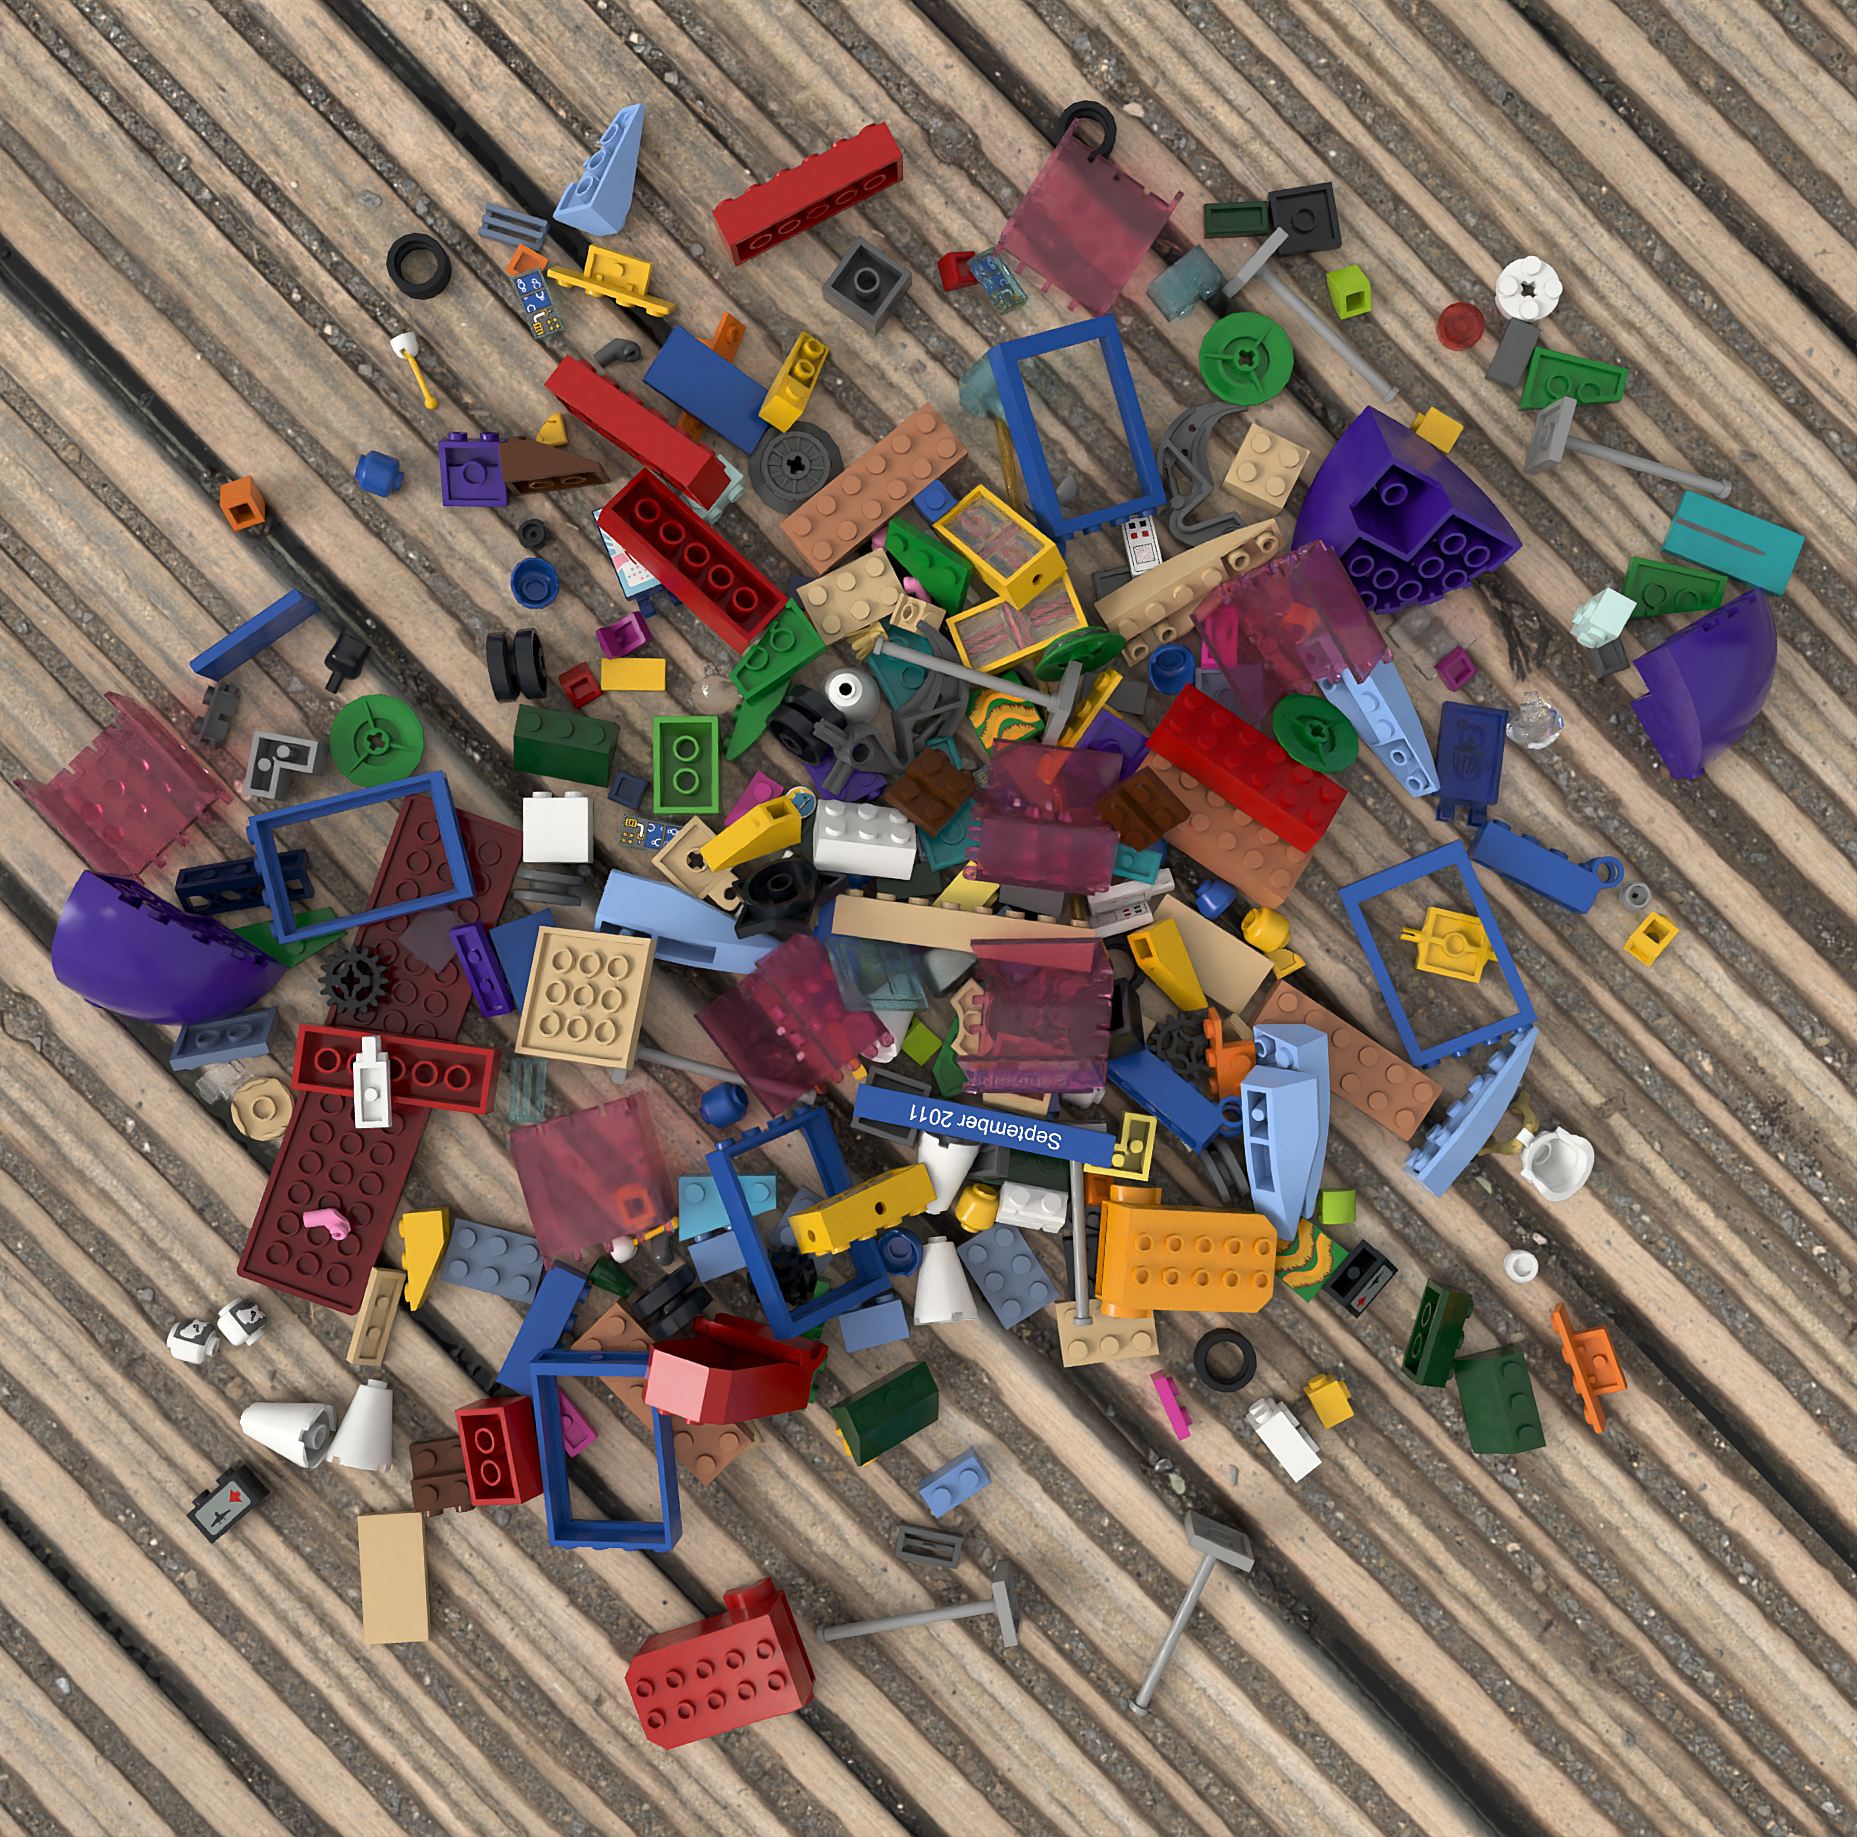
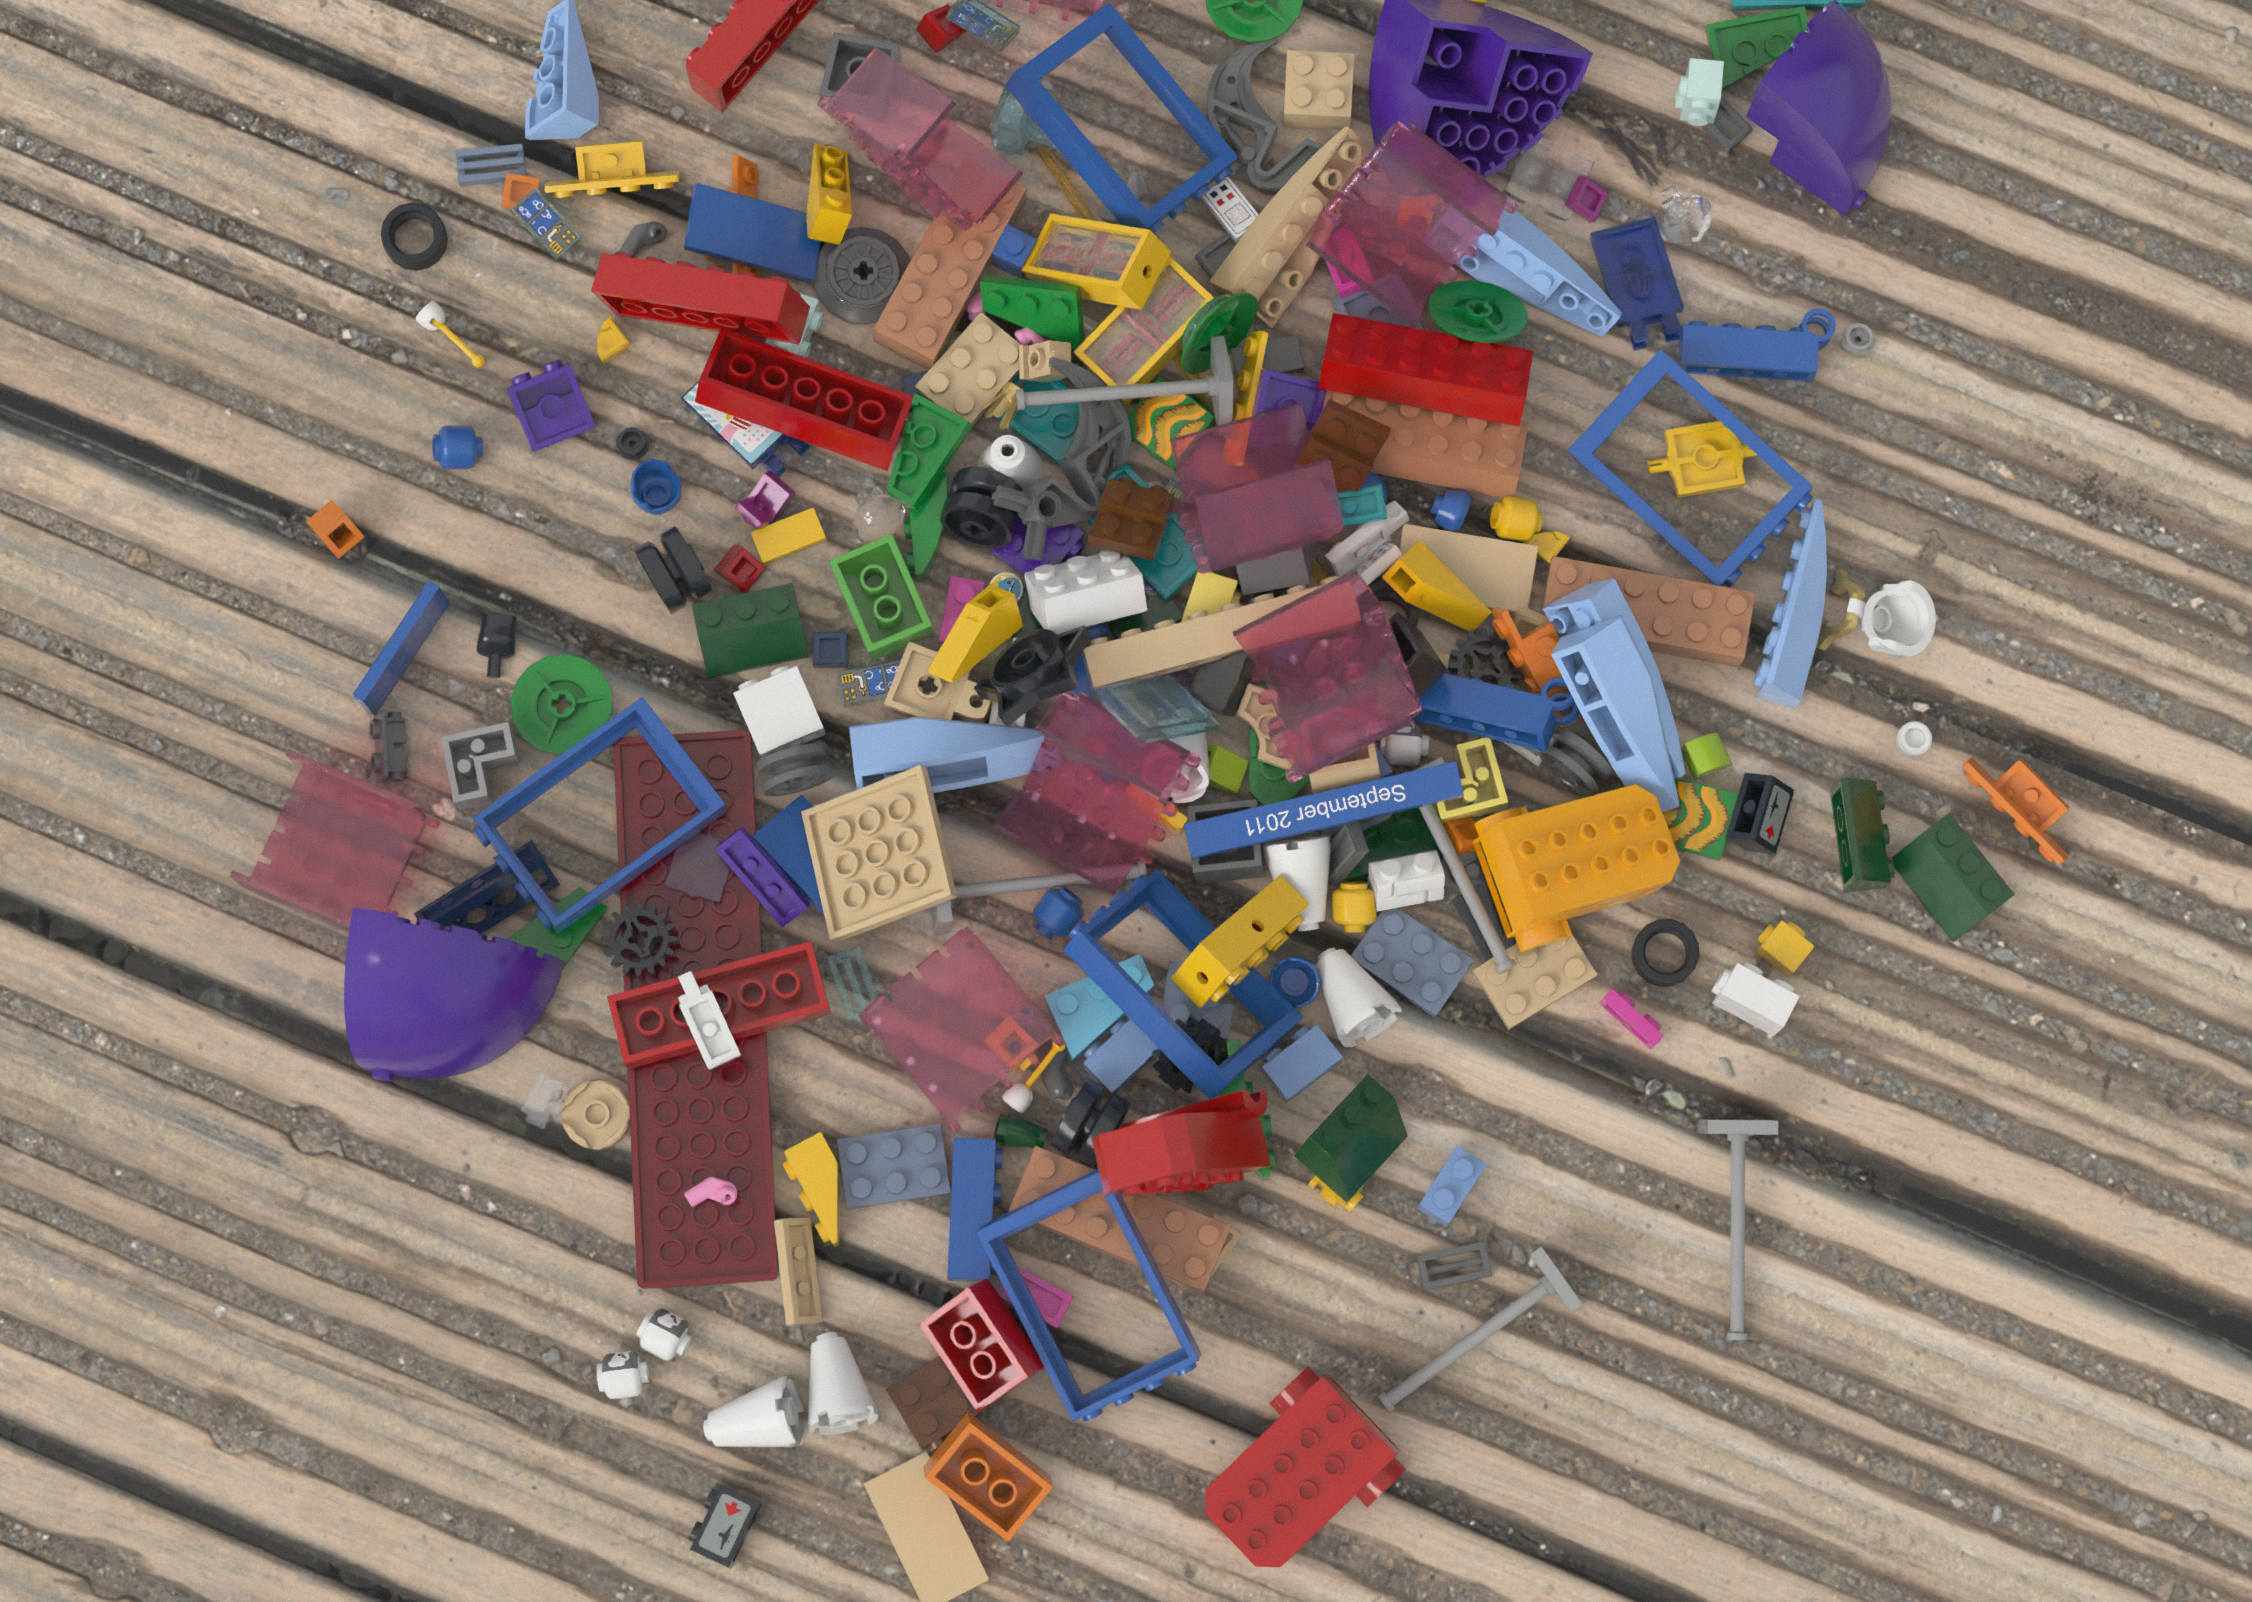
camera: 20 degrees left, 10 degrees down
(226, 1040) = (534, 1054): sand blue plate -> none
(457, 1564) = (988, 1476): none -> orange brick
(540, 468) = (621, 371): reddish brown slope -> none
(885, 373) = (901, 115): none -> clear pink windscreen
(1171, 667) = (1311, 309): blue hair -> none
(1643, 947) = (1891, 371): yellow brick -> none

